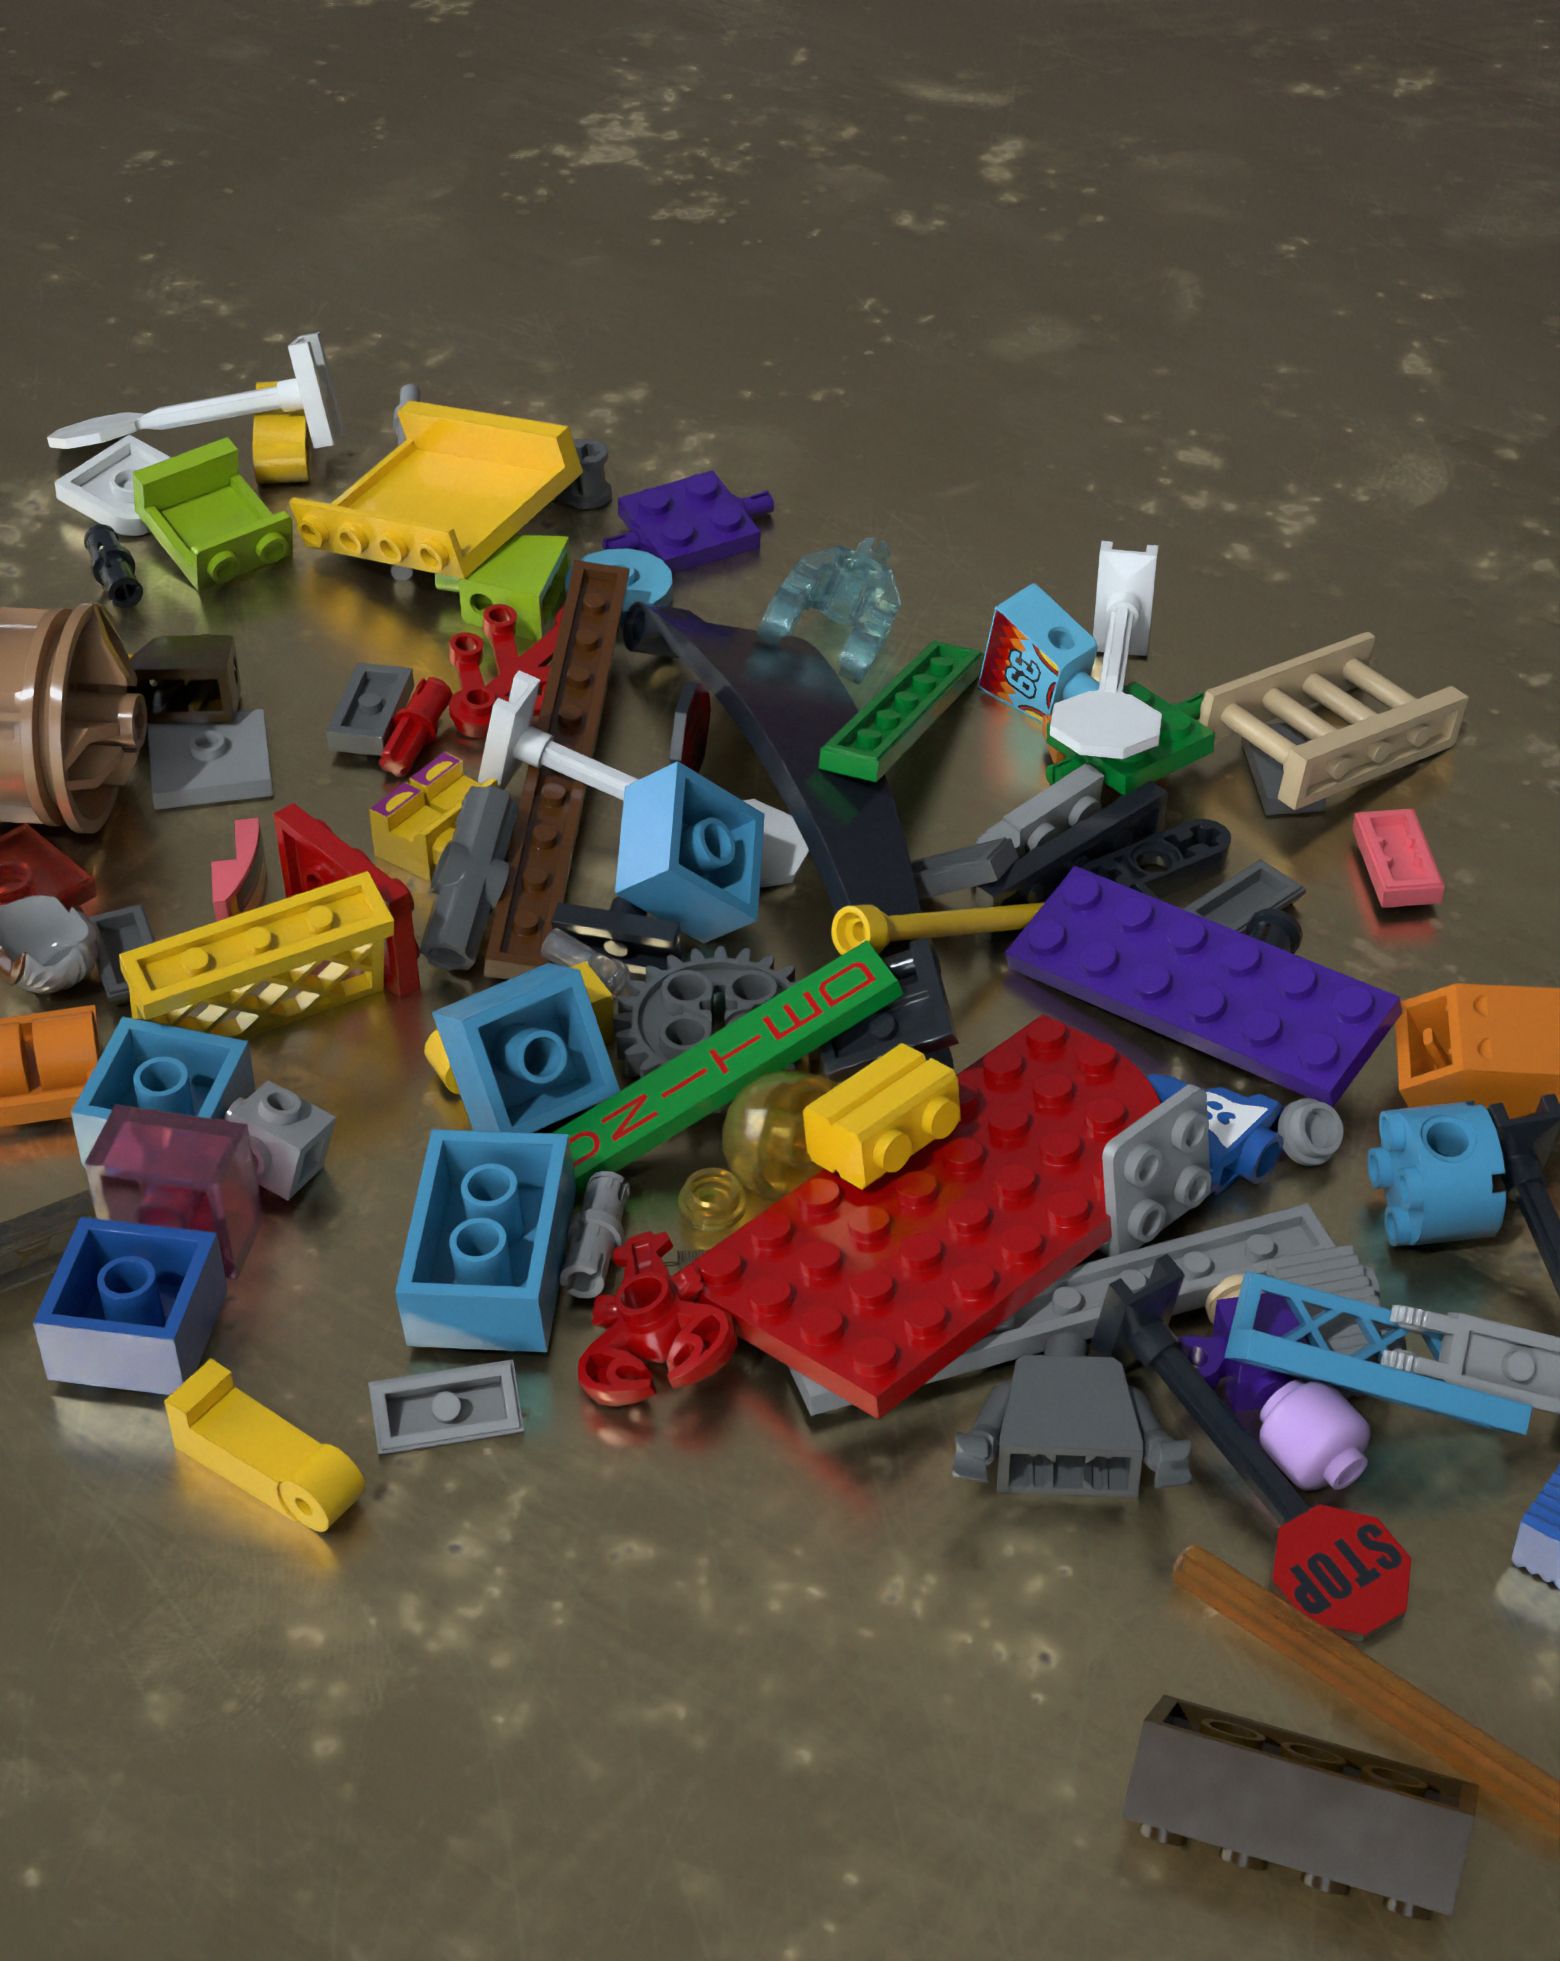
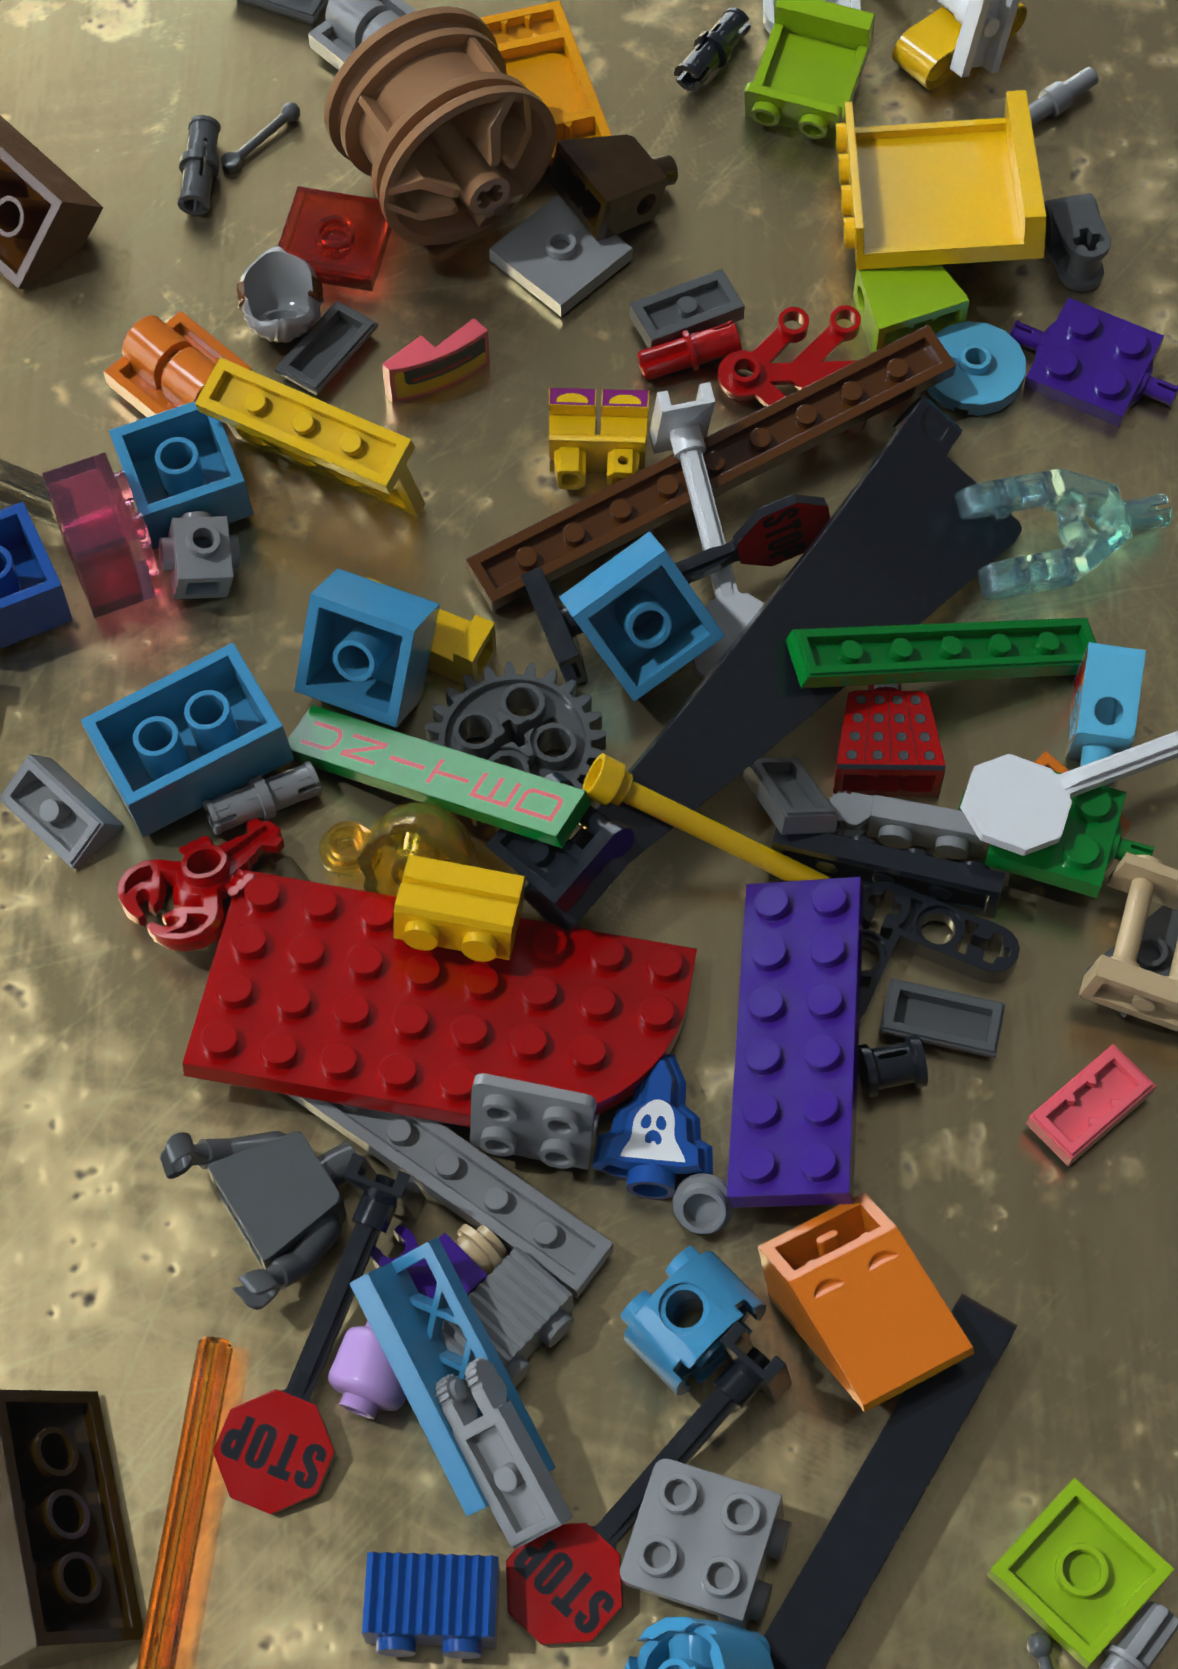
camera: 55 degrees right, 20 degrees up
(317, 857) = (443, 443): red plate -> none
(469, 878) = (531, 495): dark grey piece -> none
(568, 951) = (506, 616): clear arm -> none
(950, 796) = (889, 745): none -> red torso

